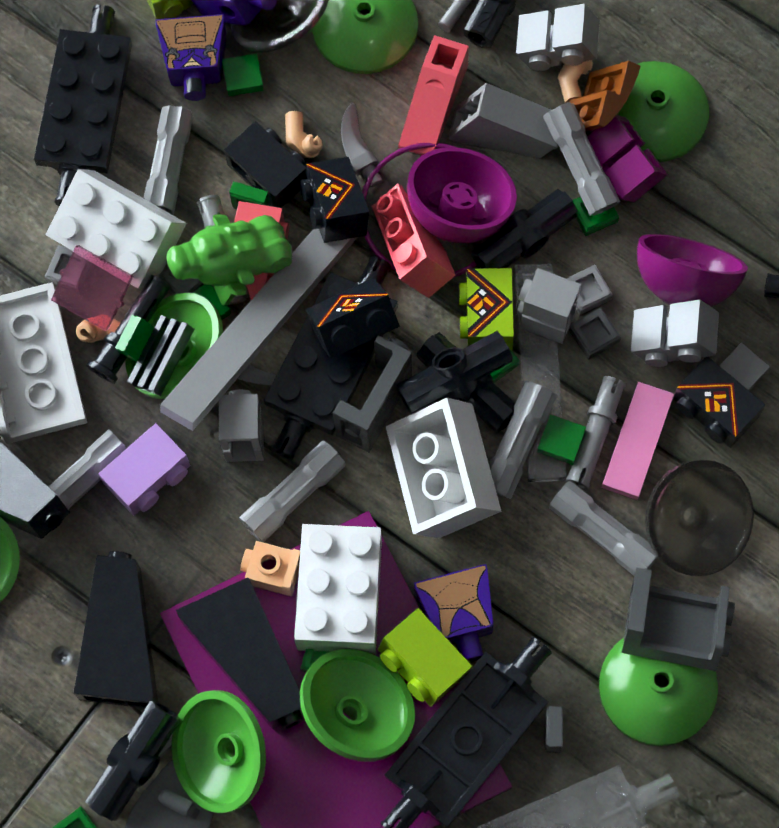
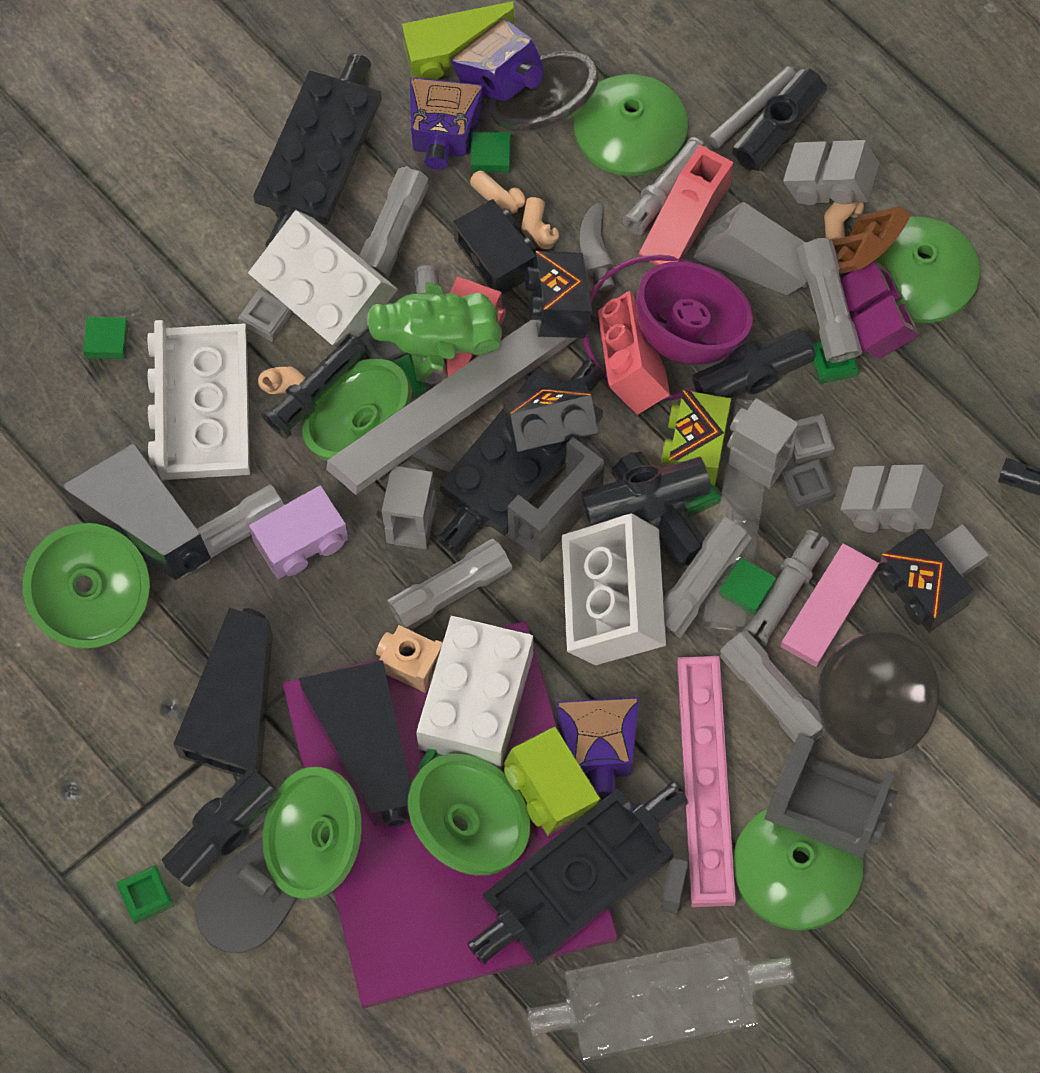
camera: 10 degrees right, 5 degrees down
(92, 288) = (284, 335): clear pink piece -> none
(134, 338) = (321, 397): green tile -> none
(160, 353) = (340, 417): black tile -> none
(249, 194) = (468, 271): green tile -> none
(253, 112) = (492, 190): none -> light nougat arm
(403, 89) = (655, 195): none -> light grey pin
(560, 626) = (705, 782): none -> bright pink tile
(688, 269) = (919, 435): magenta piece -> none

